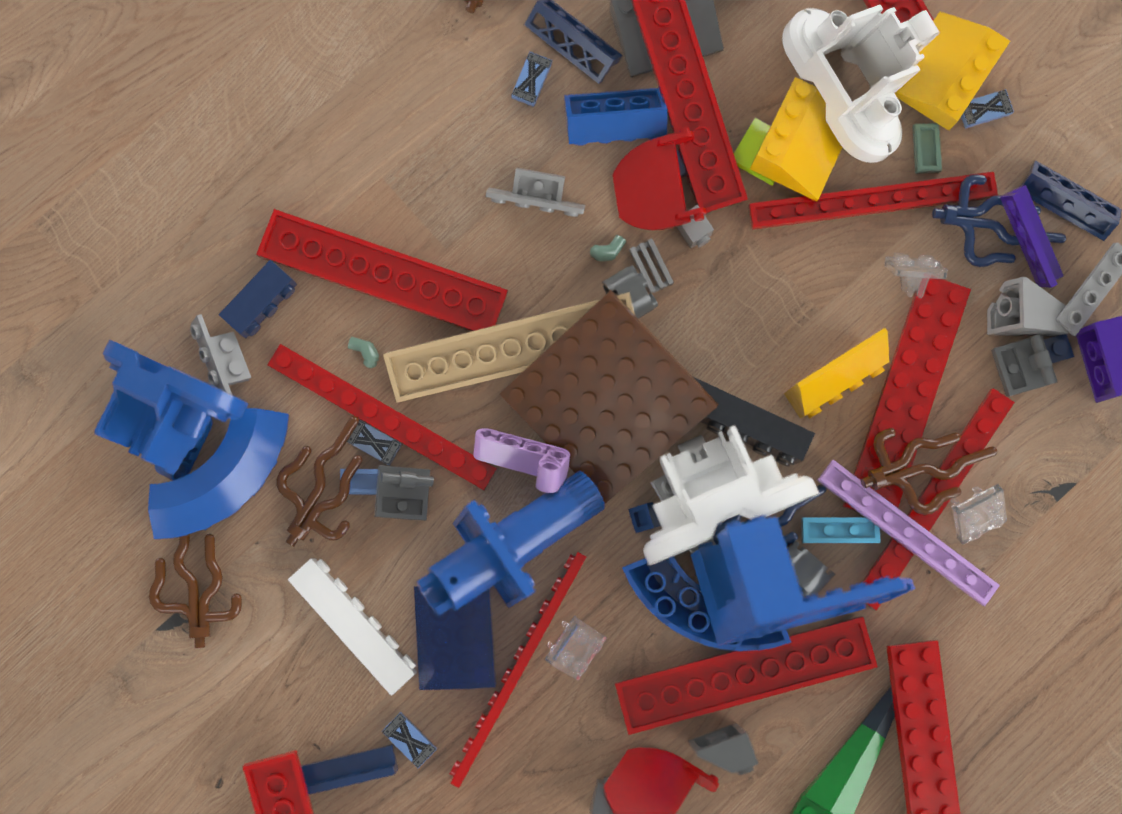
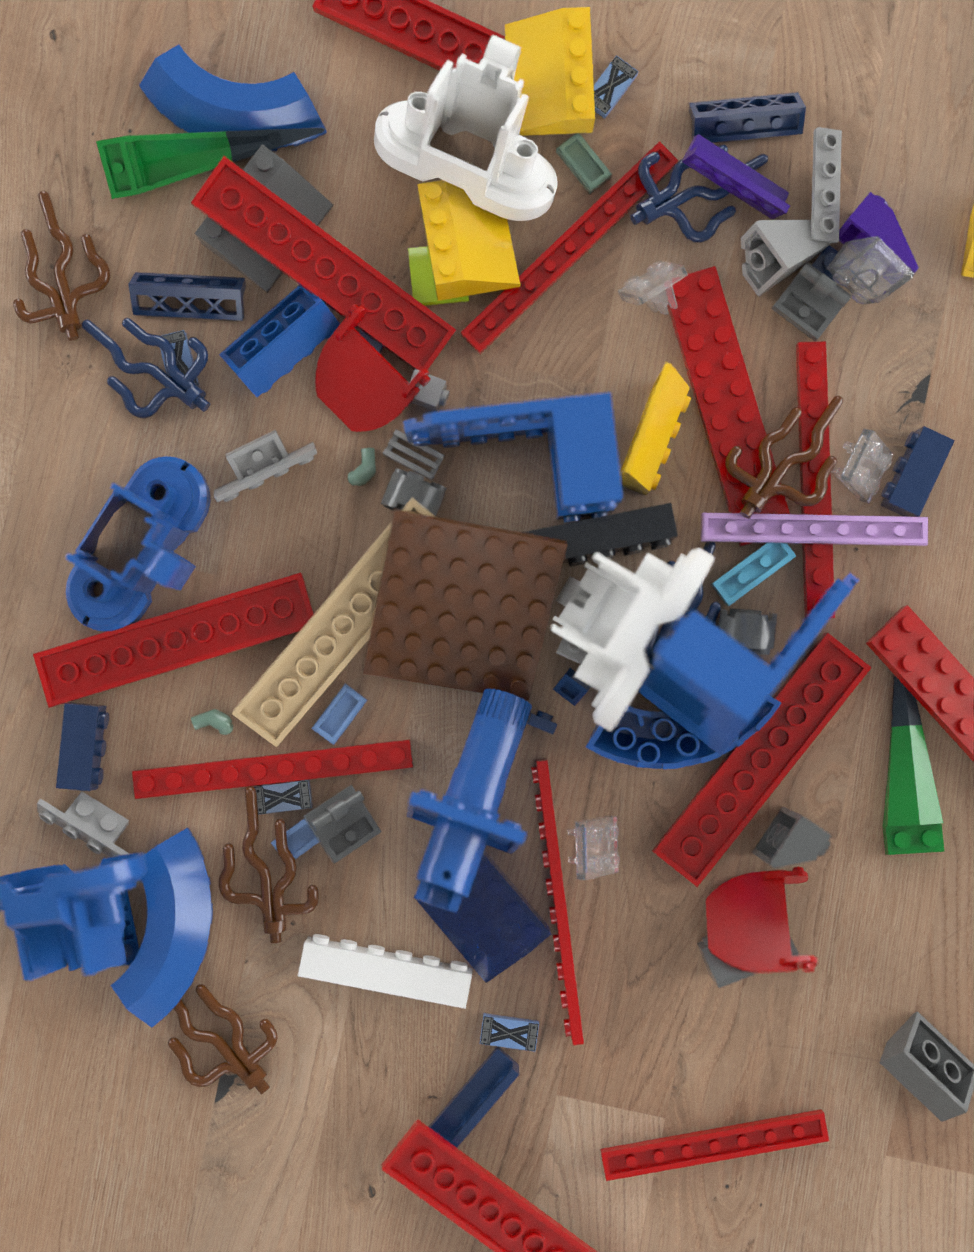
camera: 30 degrees left, 5 degrees up
(446, 186) = (172, 519): none -> blue piece
(459, 413) = (339, 714): none -> medium blue tile
(519, 97) = (176, 386): none -> dark blue plant
(524, 455) = (425, 711): lavender beam -> none
(603, 526) = (542, 721): none -> dark blue plate
(780, 339) = (578, 440): none -> blue bracket
(1014, 546) = (916, 472): none -> dark blue brick
(1083, 372) = (869, 270): none -> clear slope

